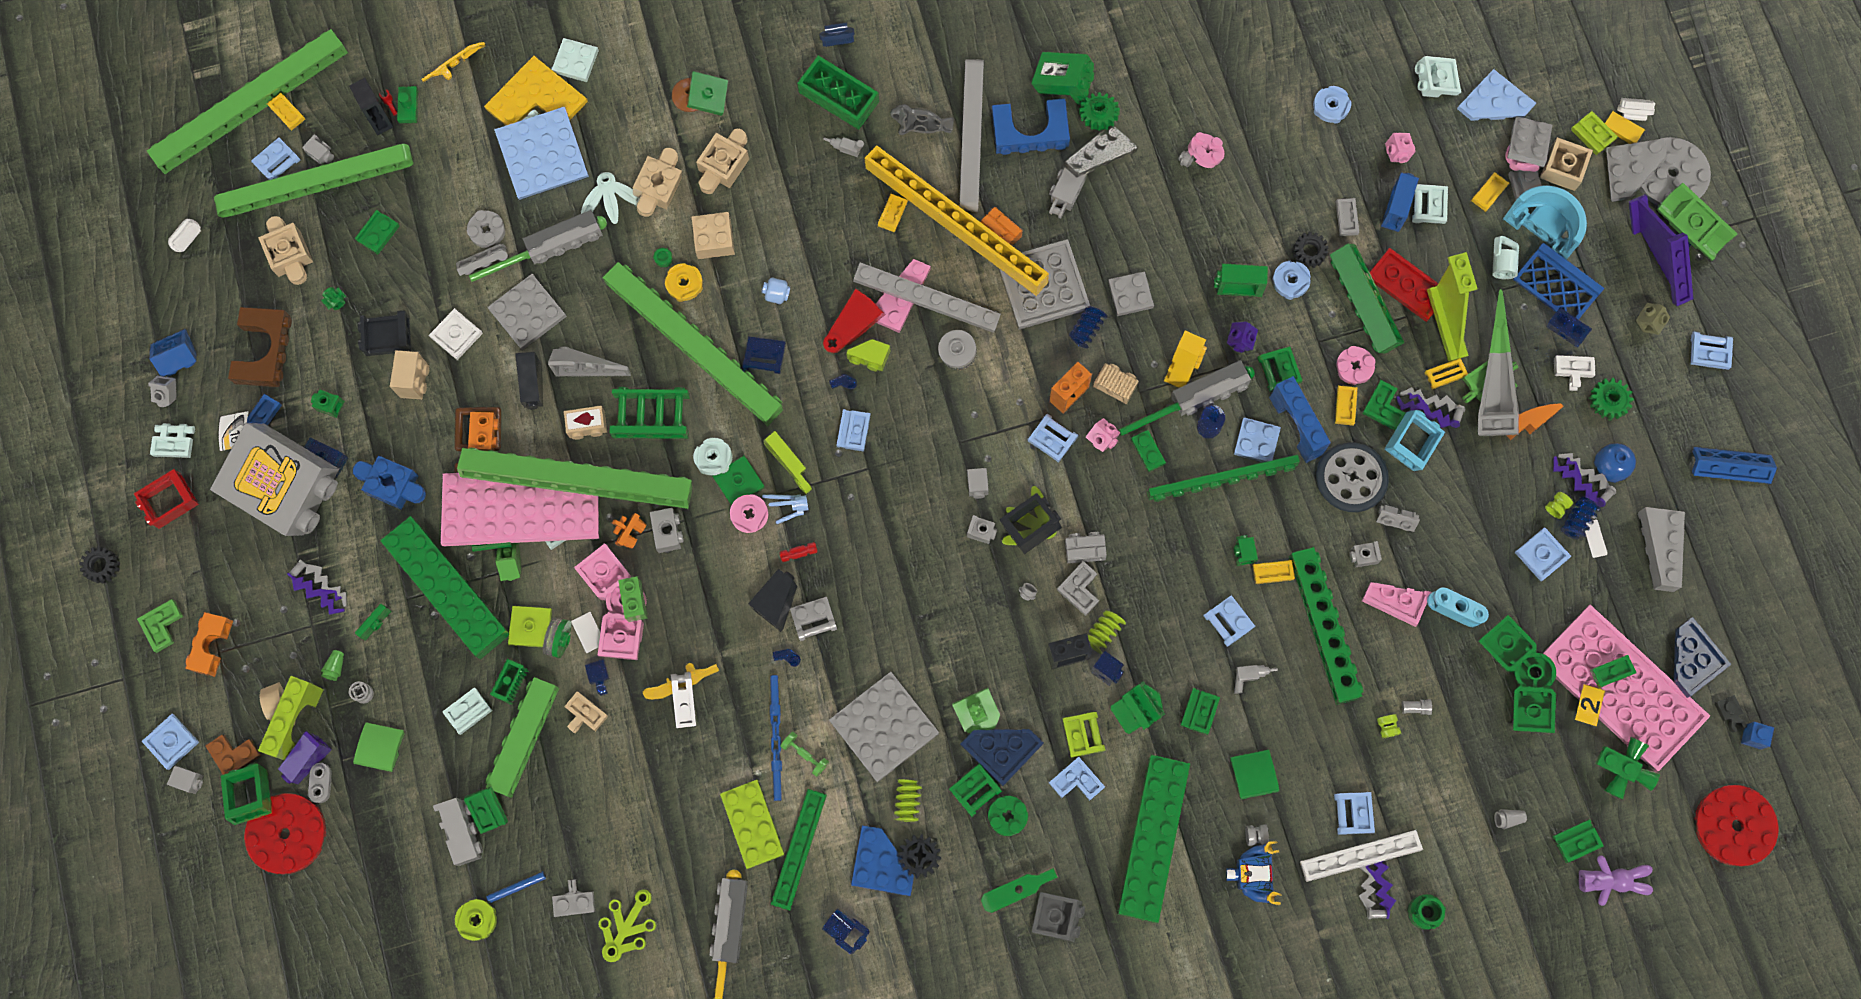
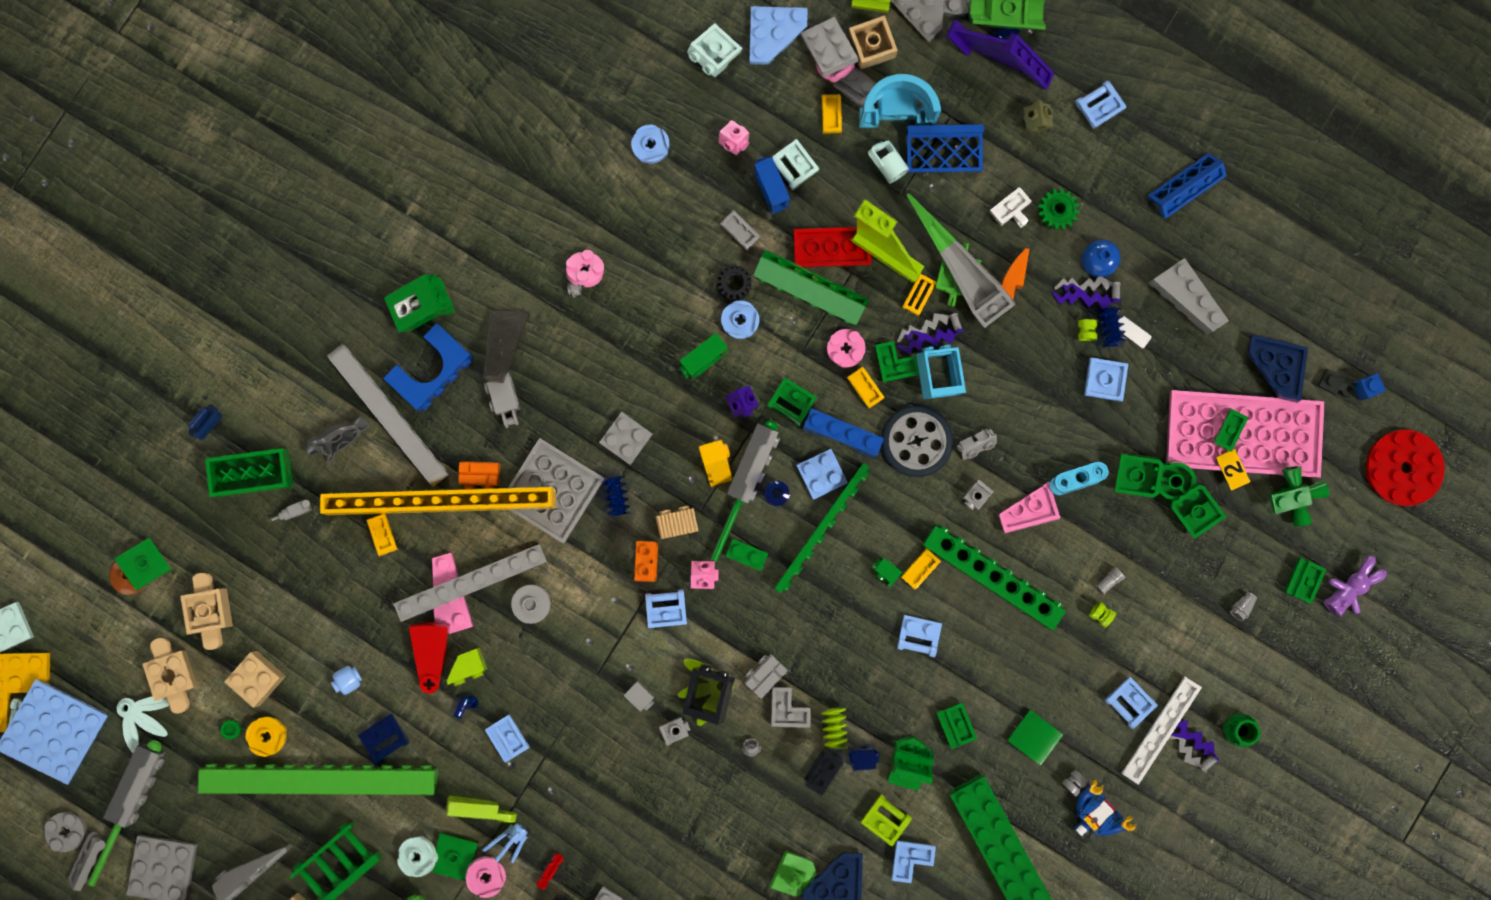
camera: 50 degrees left, 10 degrees up
(1099, 111) = (479, 315): green gear -> none
(1250, 673) = (967, 664): light grey piece -> none
(1568, 327) = (982, 179): clear blue brick -> none

